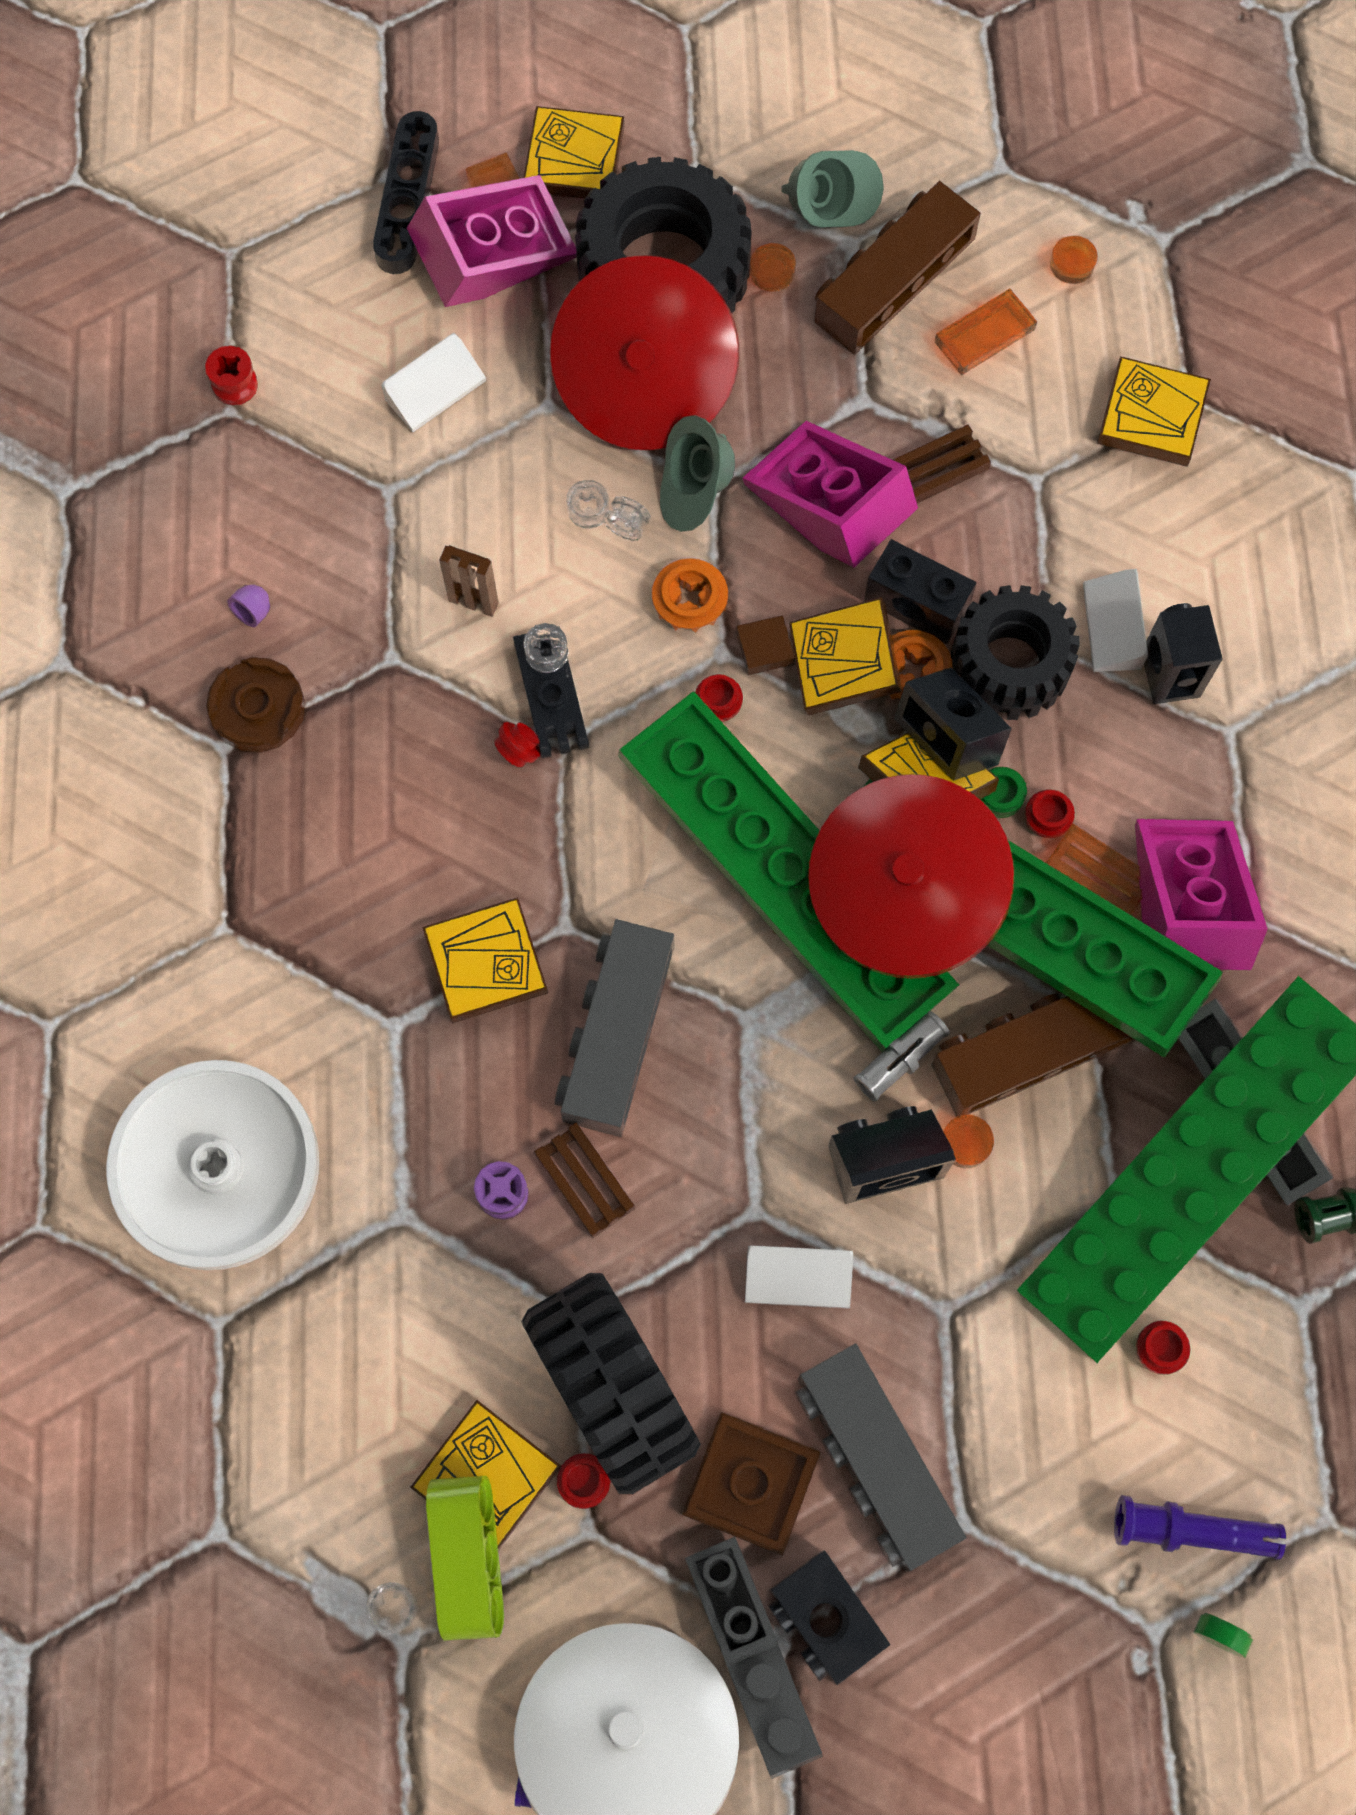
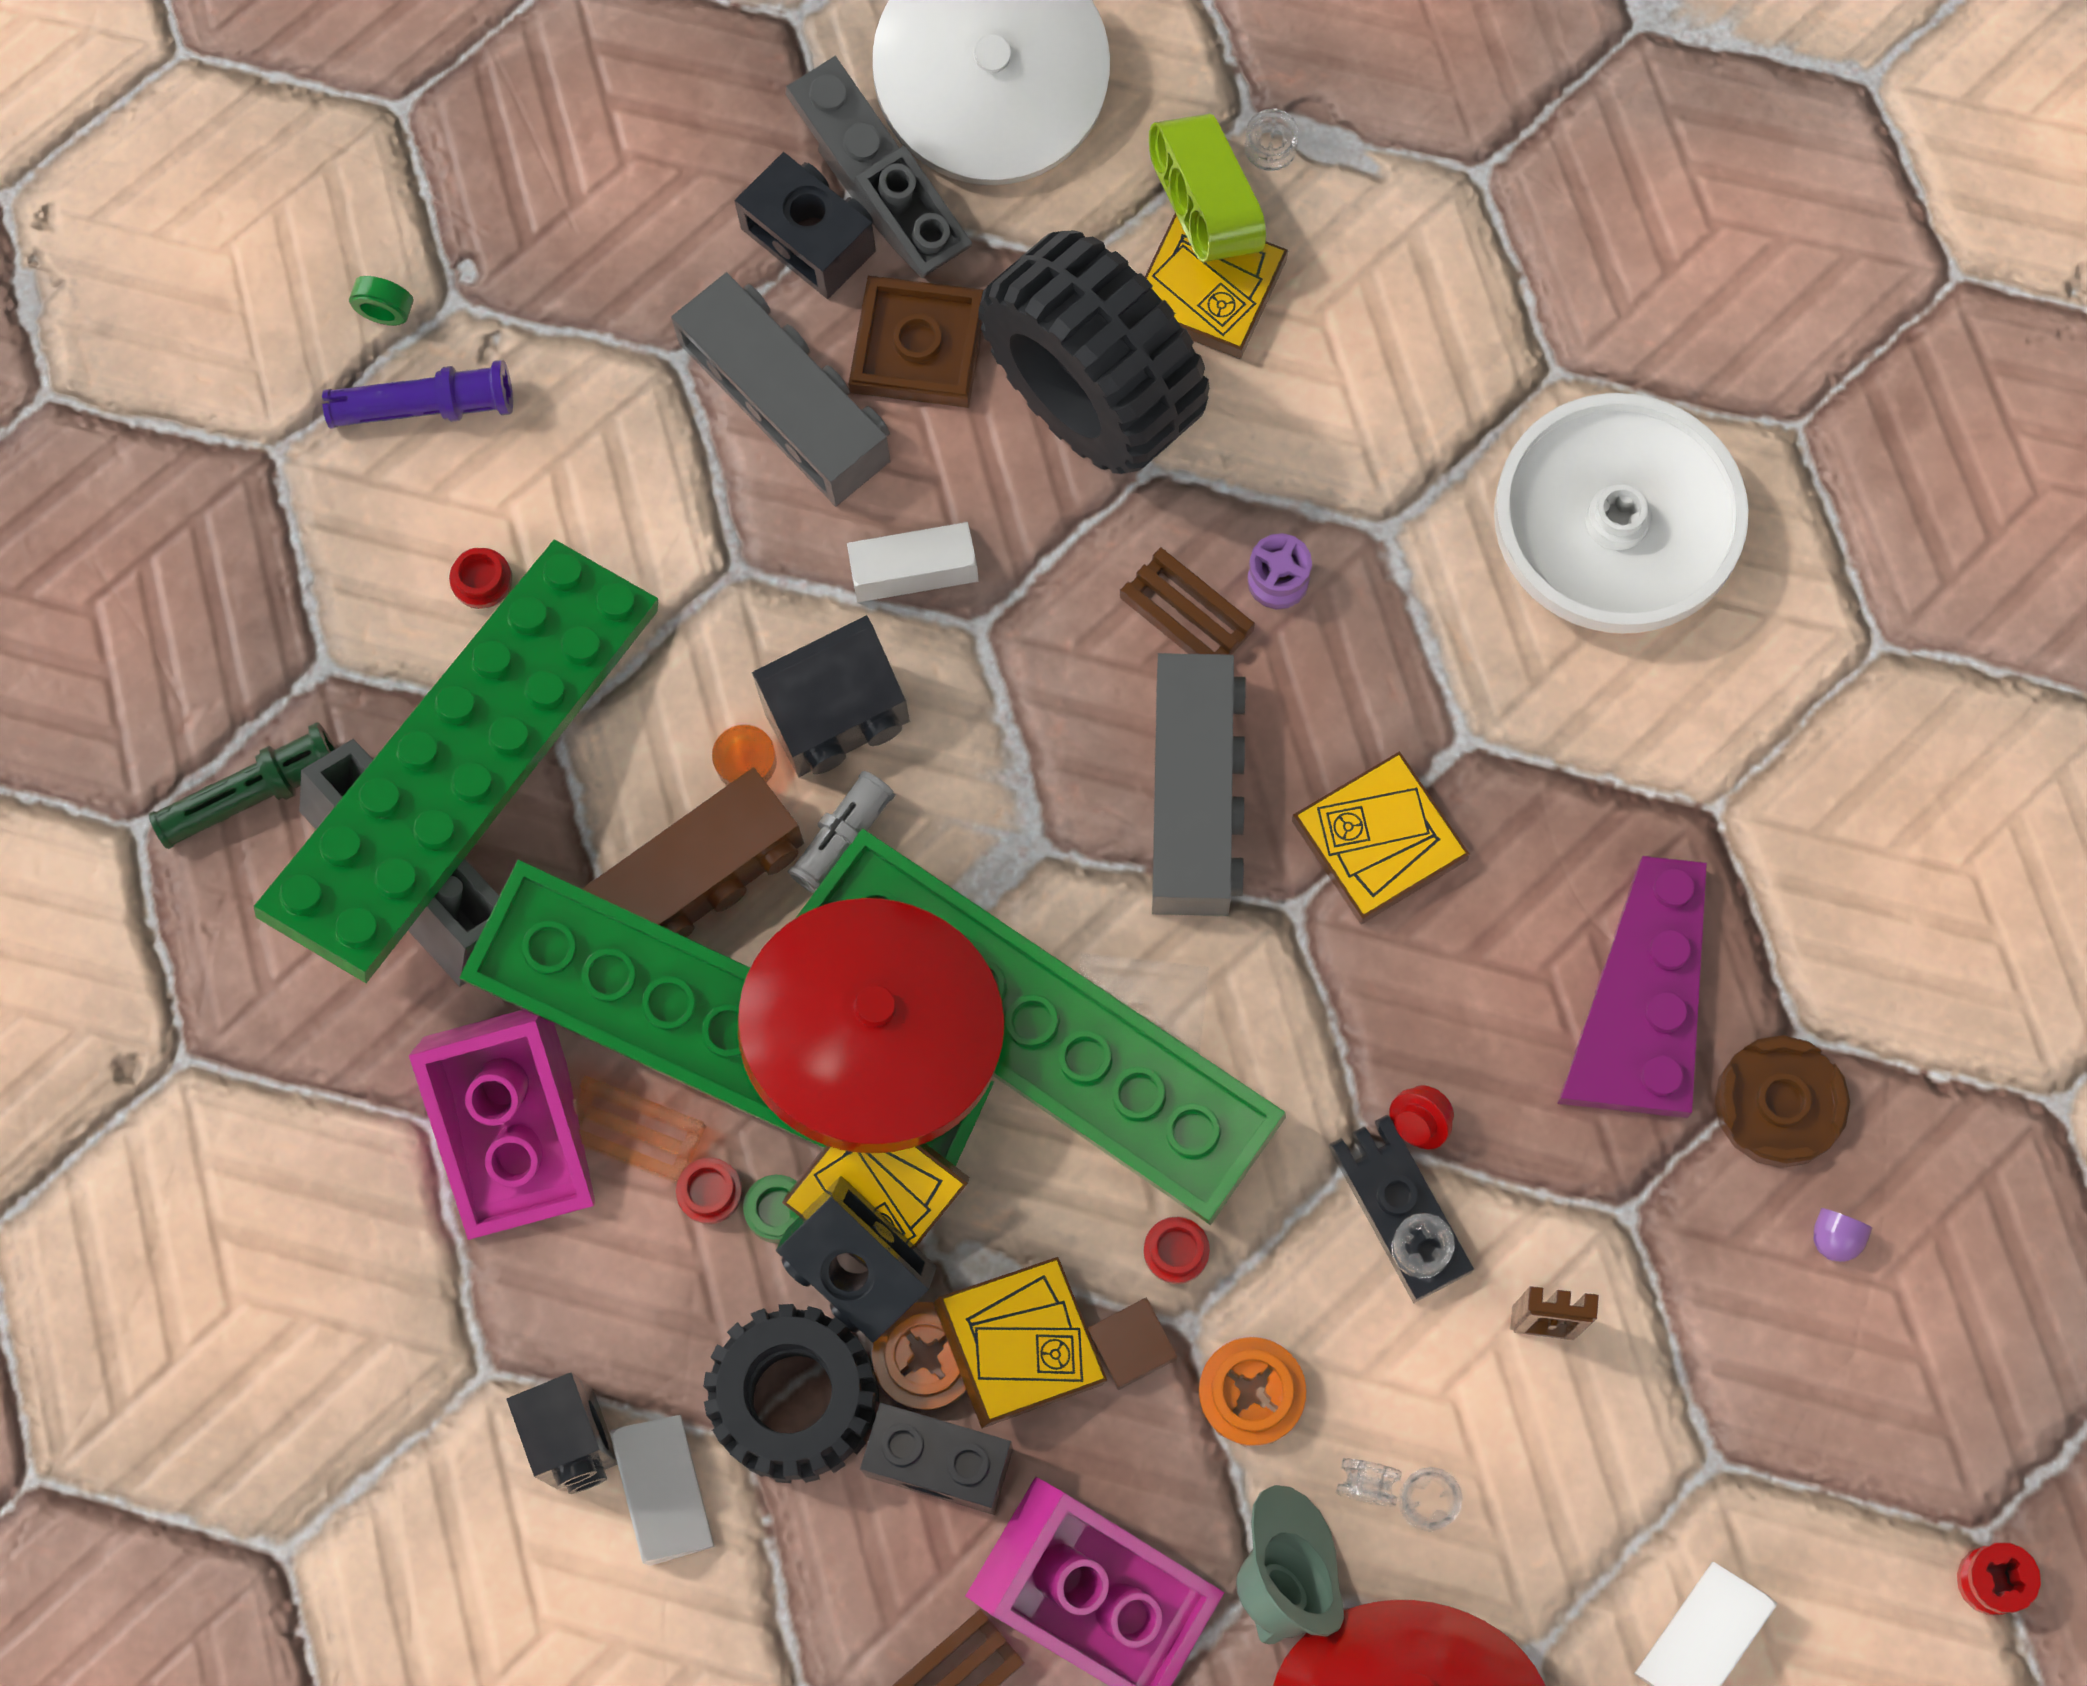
camera: 170 degrees right, 0 degrees up
(330, 787) = (1645, 1008): none -> magenta wing

